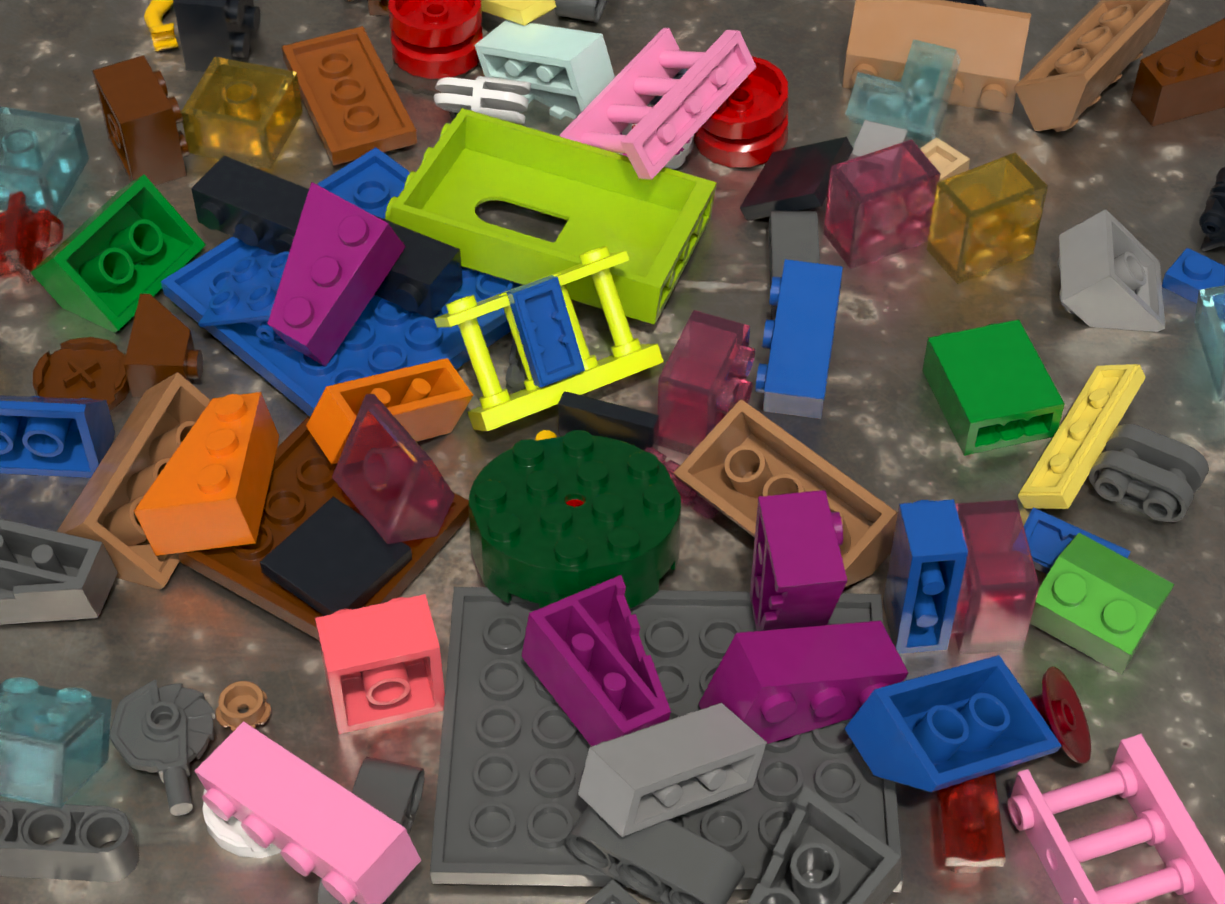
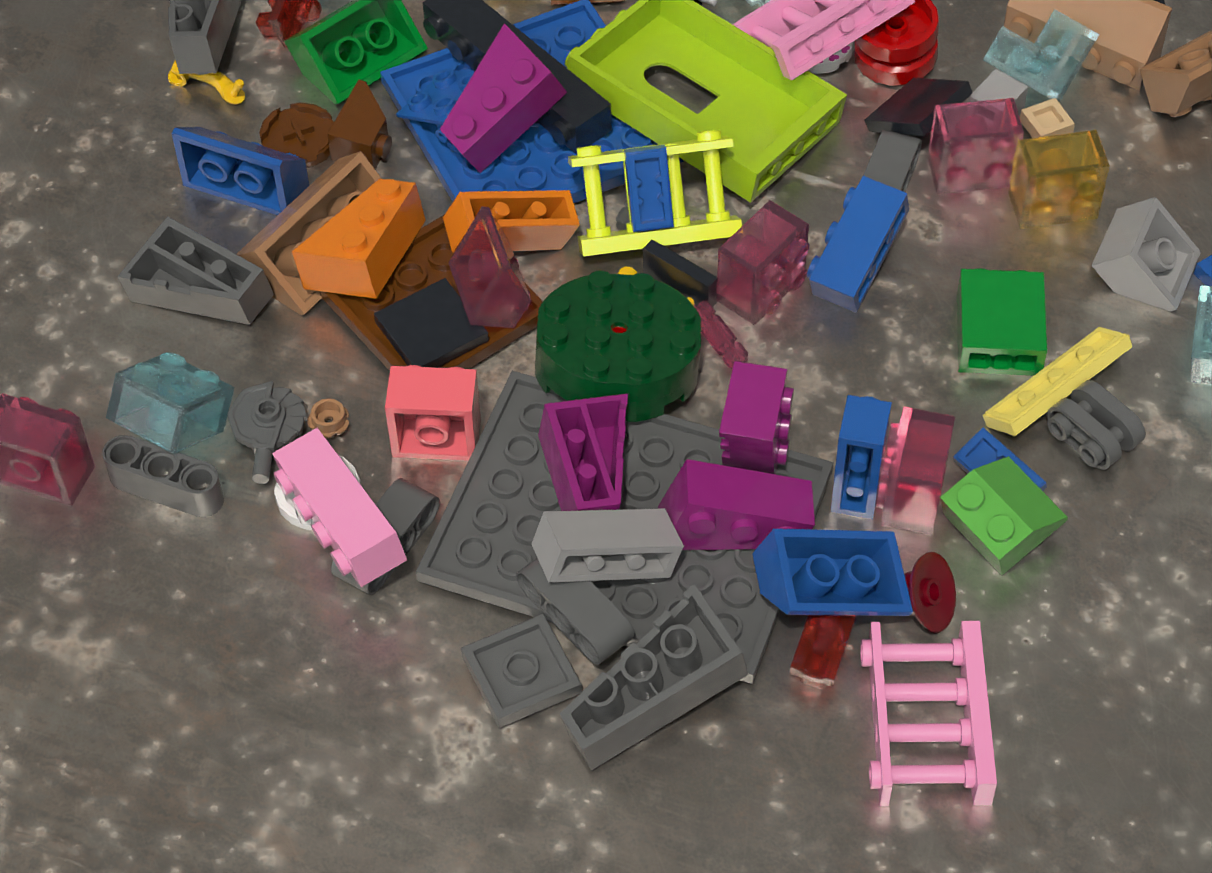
camera: 20 degrees right, 5 degrees up
(757, 458) = (777, 334): medium nougat slope -> none

